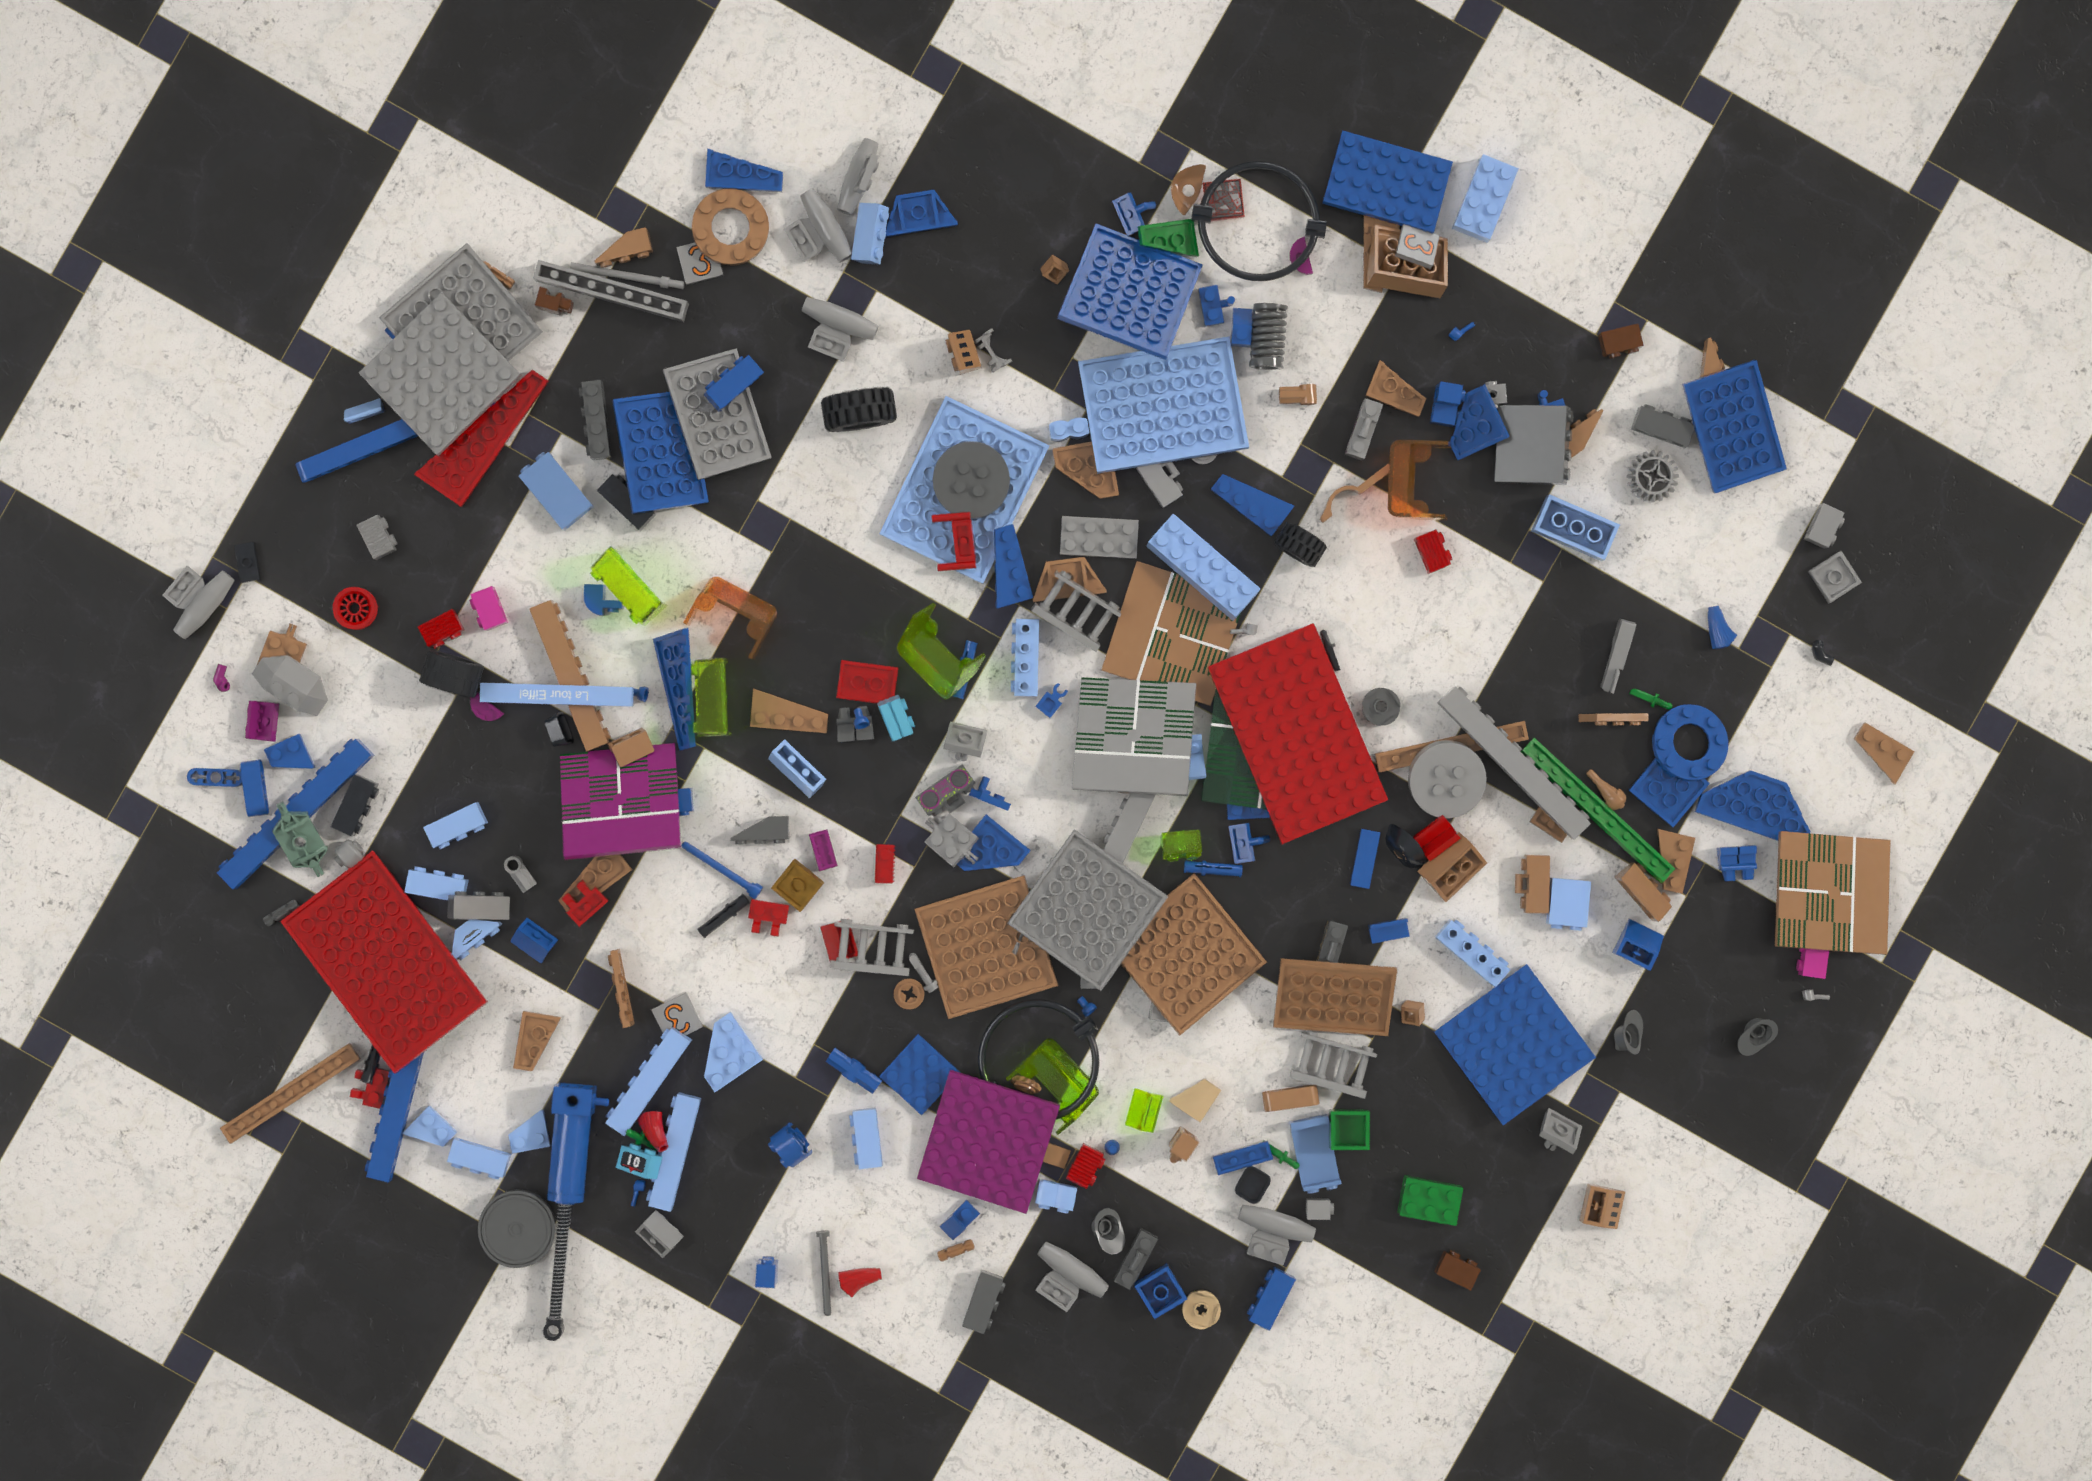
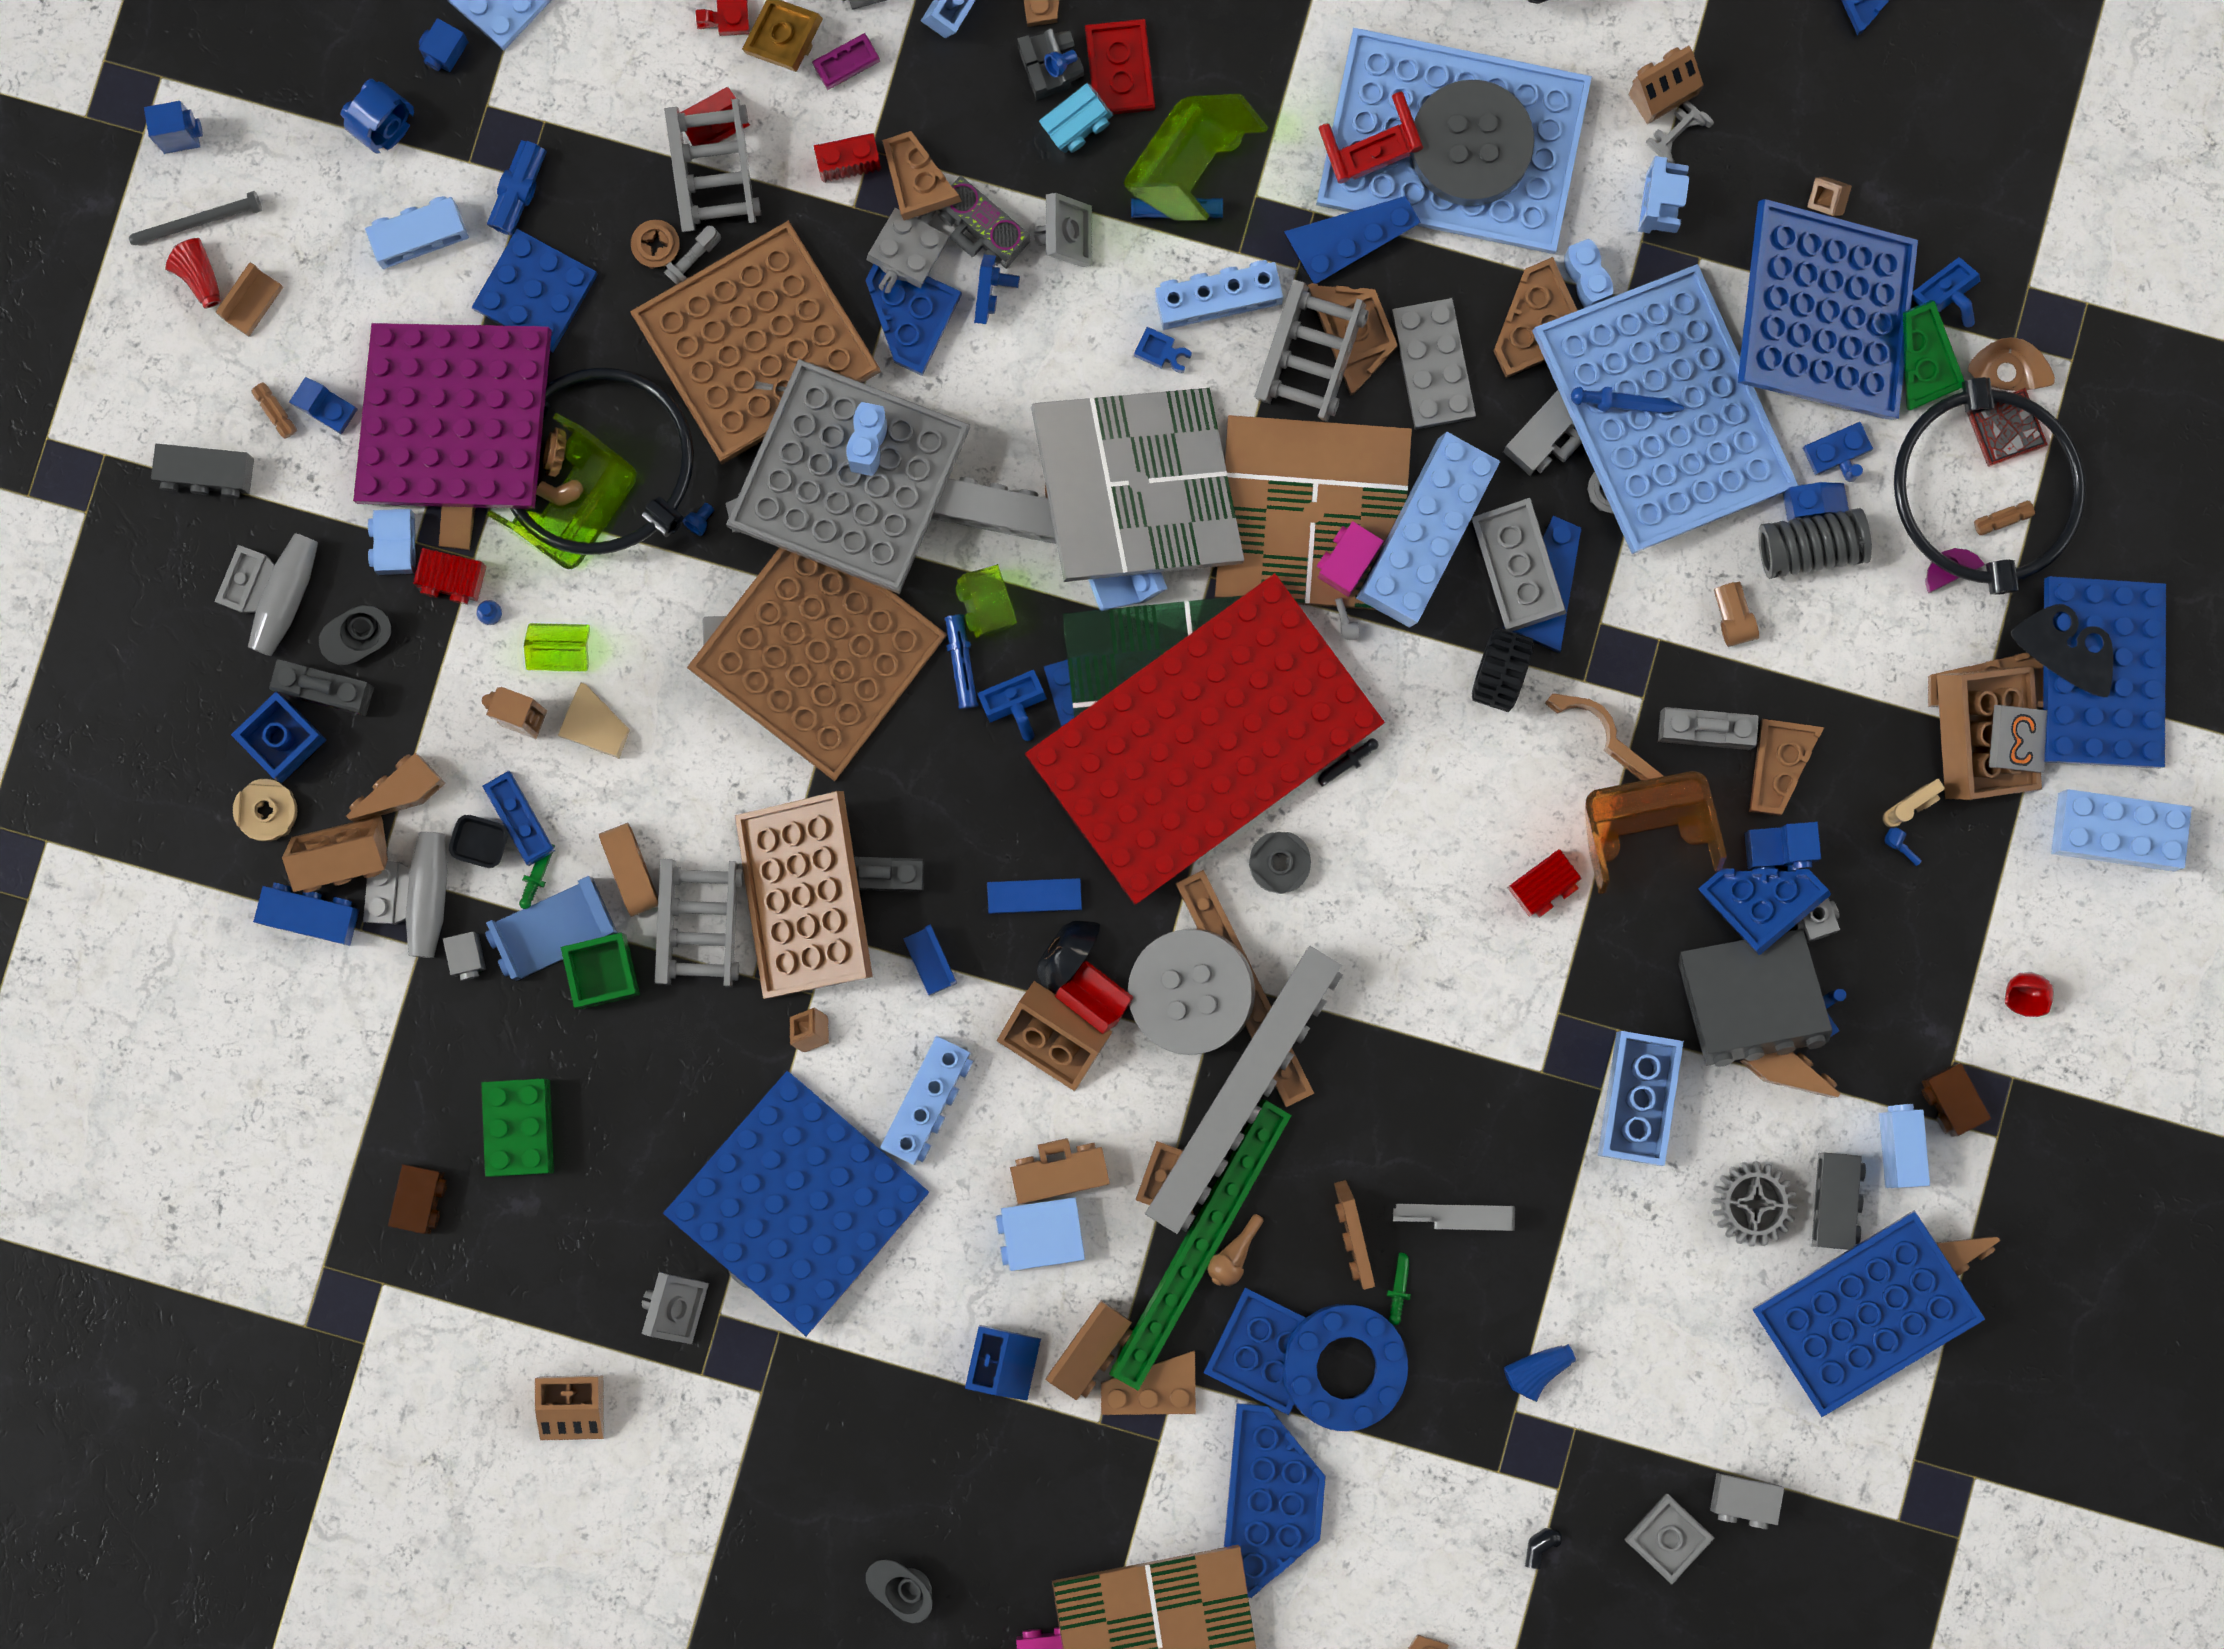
camera: 75 degrees right, 5 degrees down
(753, 1096) = (442, 45): none -> blue brick
(884, 1249) = (249, 299): none -> medium nougat panel
(909, 824) = (916, 178): none -> medium nougat wing
(1033, 372) = (1663, 195): none -> light blue panel
(1052, 1086) = (561, 495): none -> medium nougat arm
(1075, 896) = (864, 443): none -> light blue brick
(1152, 440) = (1608, 399): none -> blue sword
(1209, 619) = (1349, 559): none -> dark pink brick
(1209, 1221) = (405, 788): none -> medium nougat slope
(1238, 518) = (1518, 565): none -> light grey plate
(1240, 1272) = (336, 855): none -> medium nougat slope
(1278, 216) = (2004, 517): none -> medium nougat axle
(1381, 199) = (2077, 664): none -> black piece
(1437, 313) = (1918, 800): none -> tan plate
(1569, 280) = (2029, 994): none -> red hair
(1630, 1033) = (856, 1384): dark grey piece -> none
(1642, 379) = (1904, 1147): none -> light blue brick
(1737, 858) = (1175, 1504): blue hips -> none

